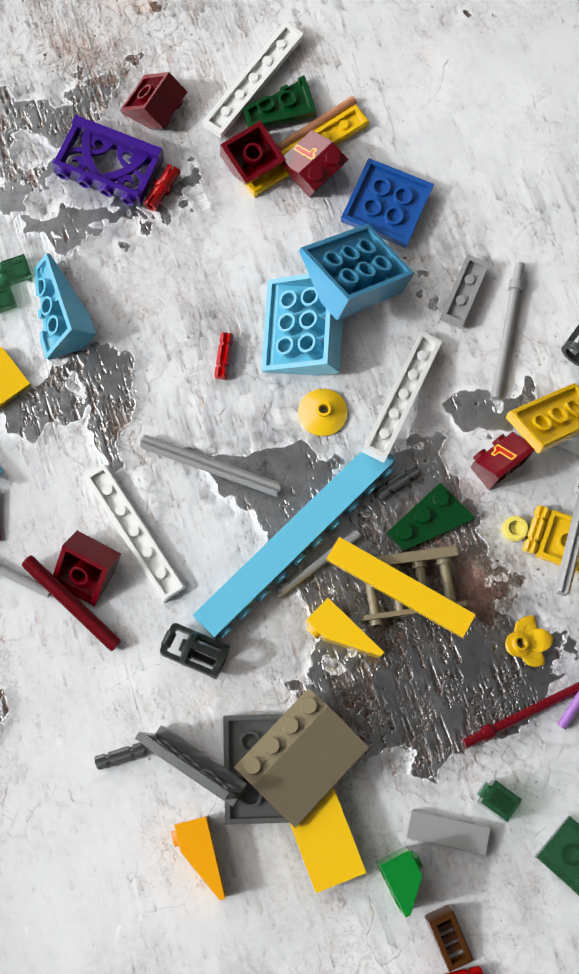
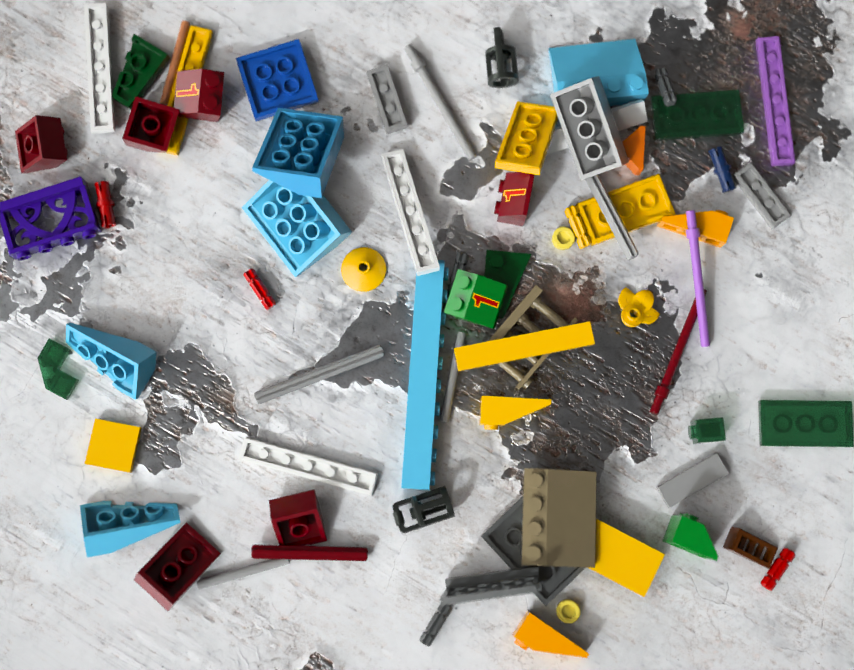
camera: 40 degrees left, 5 degrees up
(240, 847) = (568, 611): none -> light yellow tile
(394, 513) = (475, 299): none -> green slope

